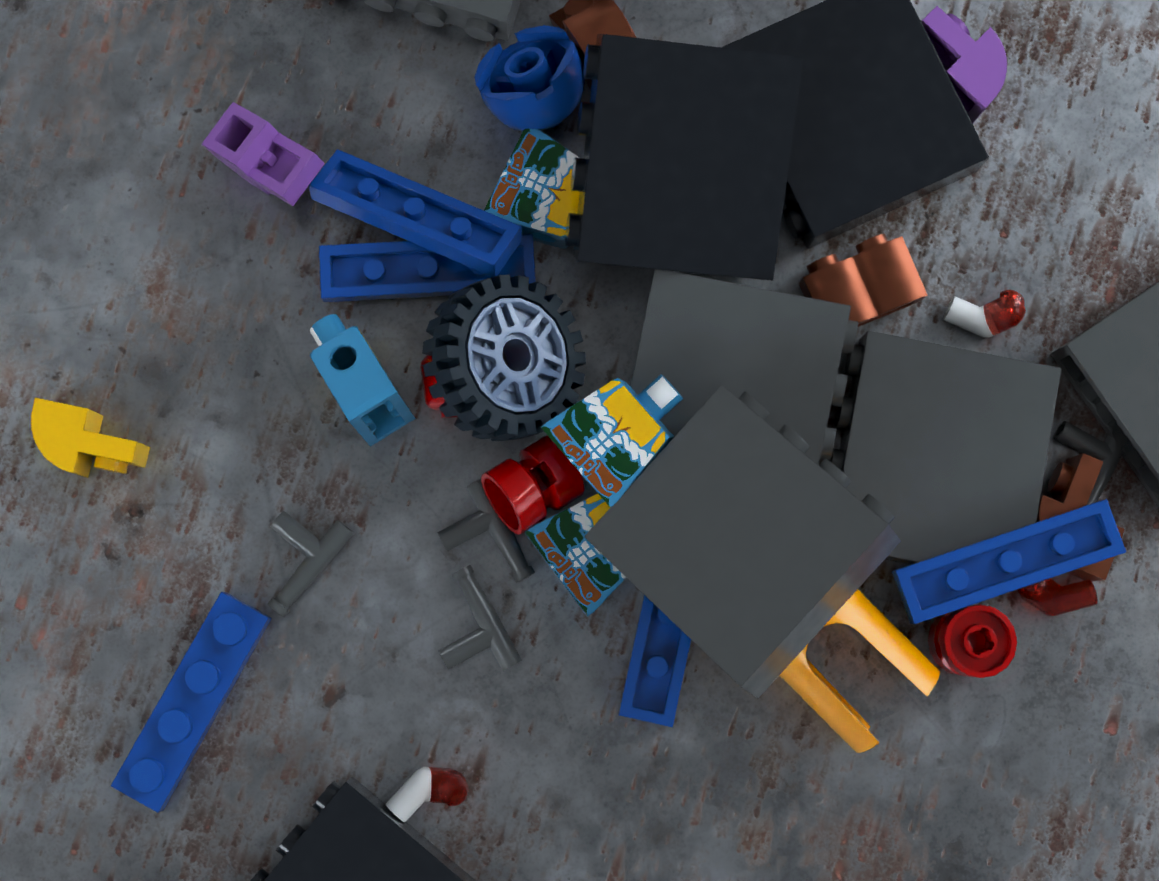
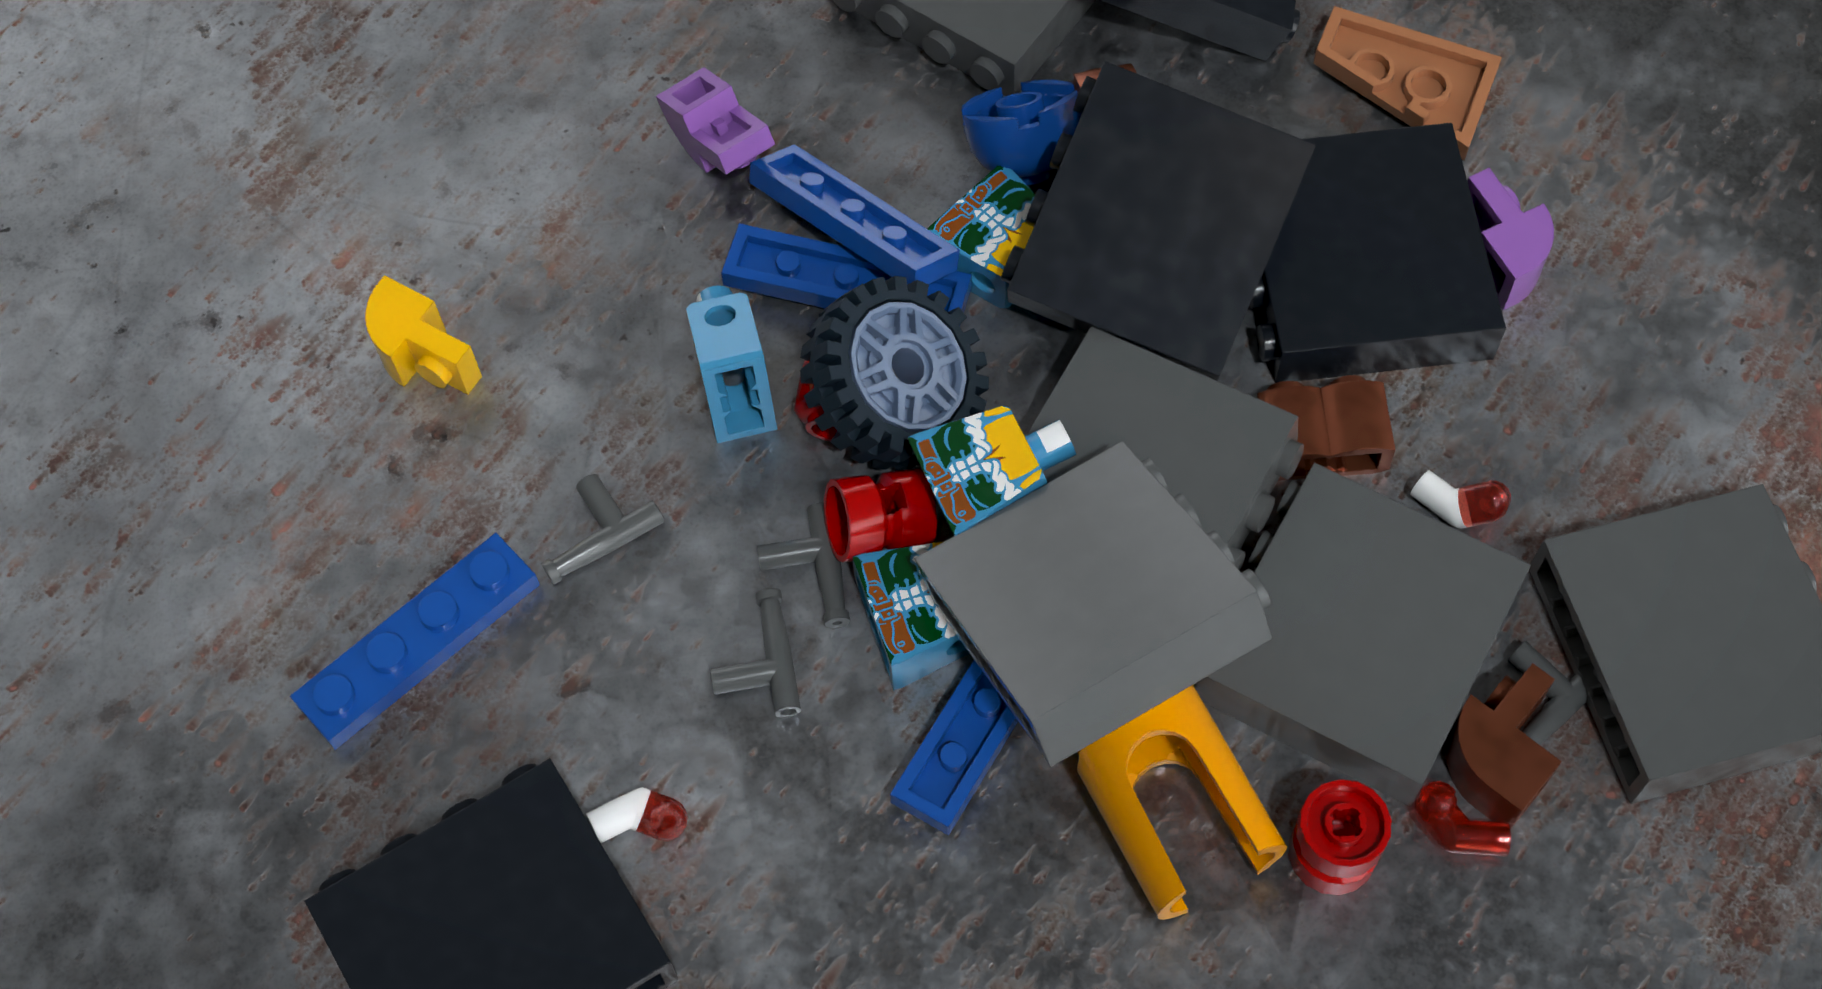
camera: 25 degrees right, 20 degrees down
(1008, 561) = (1406, 744): blue plate -> none

